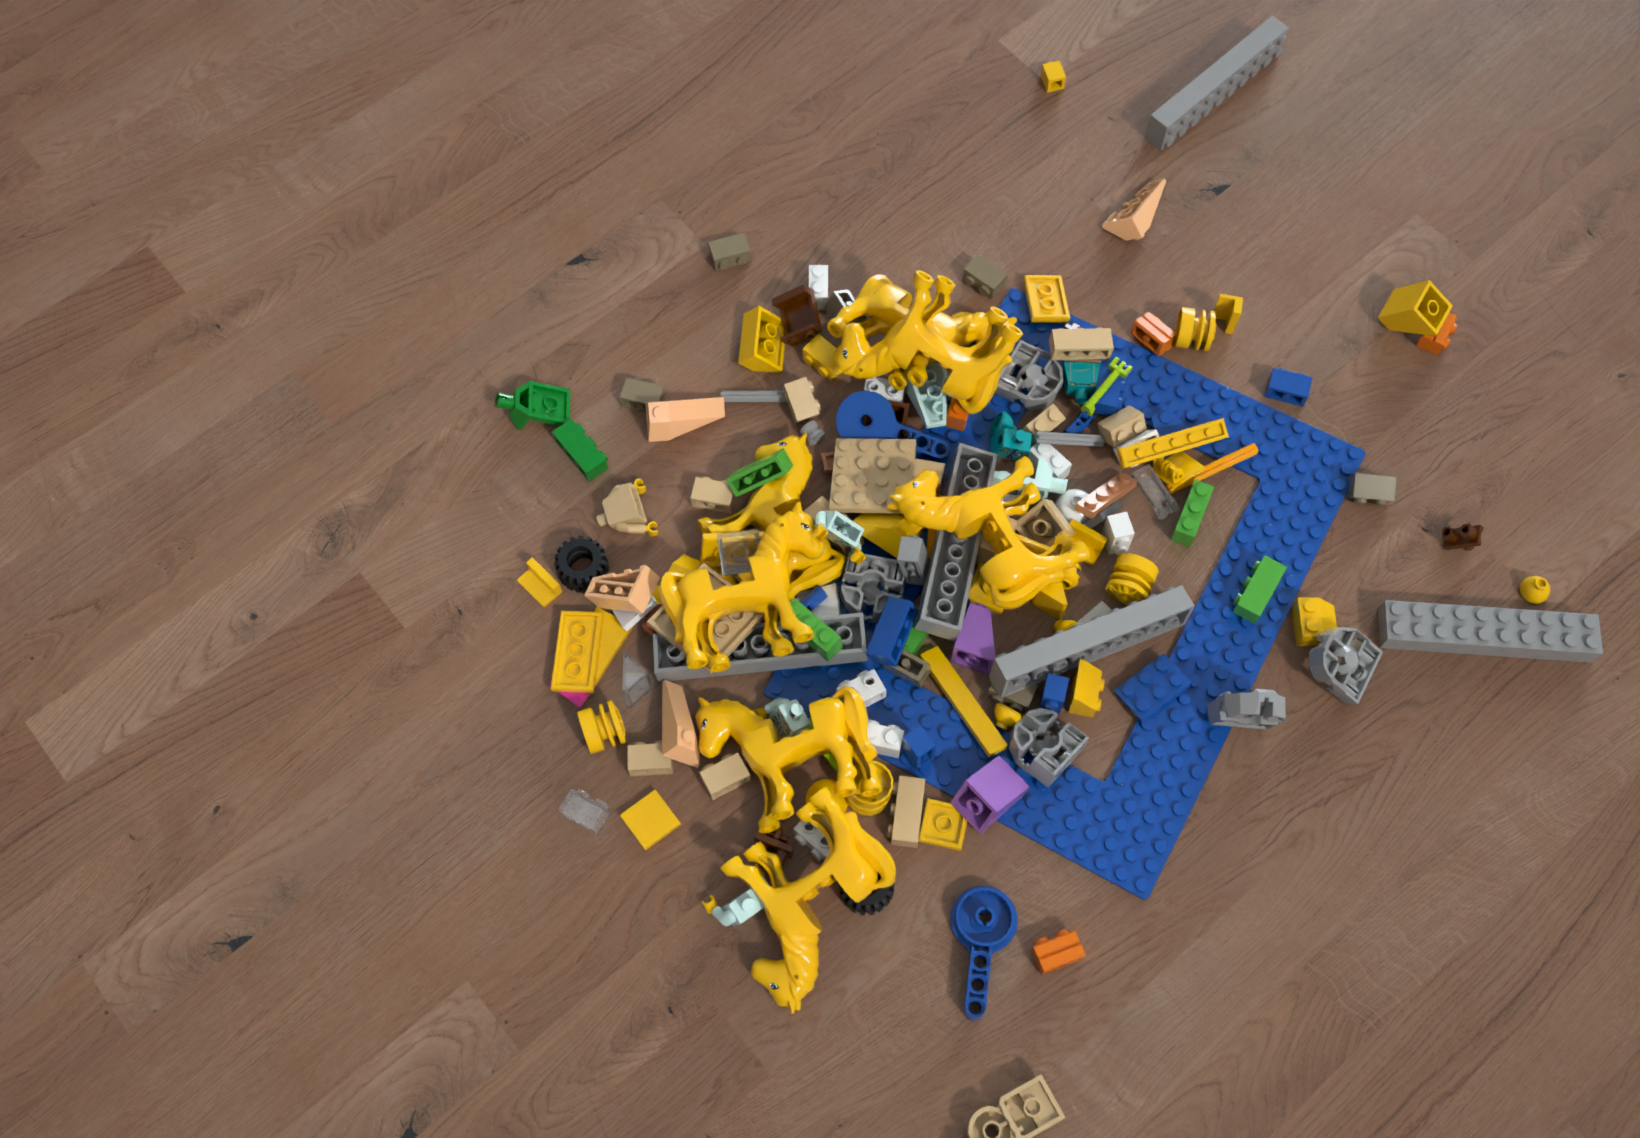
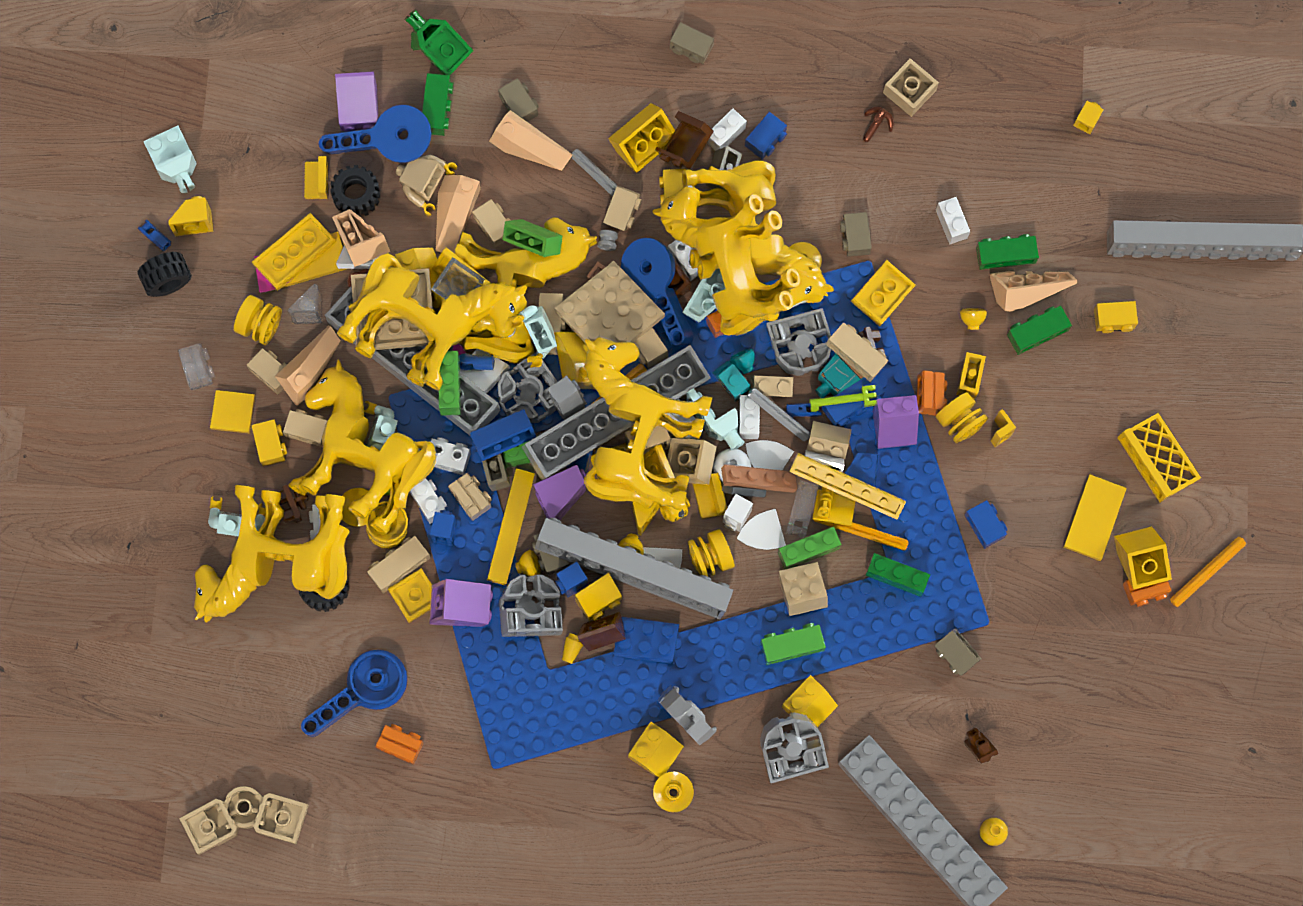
camera: 40 degrees right, 10 degrees up
(402, 669) = (172, 157): none -> light aqua plate
(449, 741) = (156, 236): none -> blue bar
(468, 697) = (192, 217): none -> yellow slope
(487, 760) = (164, 274): none -> black tyre
(516, 497) = (357, 101): none -> slope
(566, 501) = (386, 135): none -> blue beam
(670, 509) = (454, 207): none -> light nougat wedge
(706, 815) = (269, 443): none -> yellow brick
(849, 267) = (766, 135): none -> blue brick
(910, 705) = (470, 496): none -> tan brick
(916, 152) = (910, 87): none -> tan brick
(916, 186) = (878, 118): none -> copper piece
(1039, 212) = (952, 220): none -> white brick
(1088, 477) = (768, 454): none -> white sticker
(1097, 202) = (1007, 252): none -> green brick
(1104, 746) = (571, 648): none -> yellow cone
(1116, 711) = (602, 632): none -> reddish brown slope
(1124, 261) = (973, 317): none -> yellow brick
(1147, 534) = (763, 531): none -> white sticker
(1156, 368) = (896, 421): none -> medium lavender slope
(1166, 297) = (971, 374): none -> yellow brick
(1174, 231) = (1039, 329): none -> green brick
(1214, 180) = (1116, 316): none -> yellow brick
(1222, 543) = (803, 589): none -> tan brick
(1247, 764) = (655, 750): none -> yellow slope
(1274, 472) = (897, 575): none -> green brick
(1301, 773) = (675, 781): none -> yellow dish
(1342, 253) = (1144, 461): none -> yellow fence
(1349, 319) = (1095, 517): none -> yellow tile
(1459, 287) = (1208, 571): none -> light orange axle

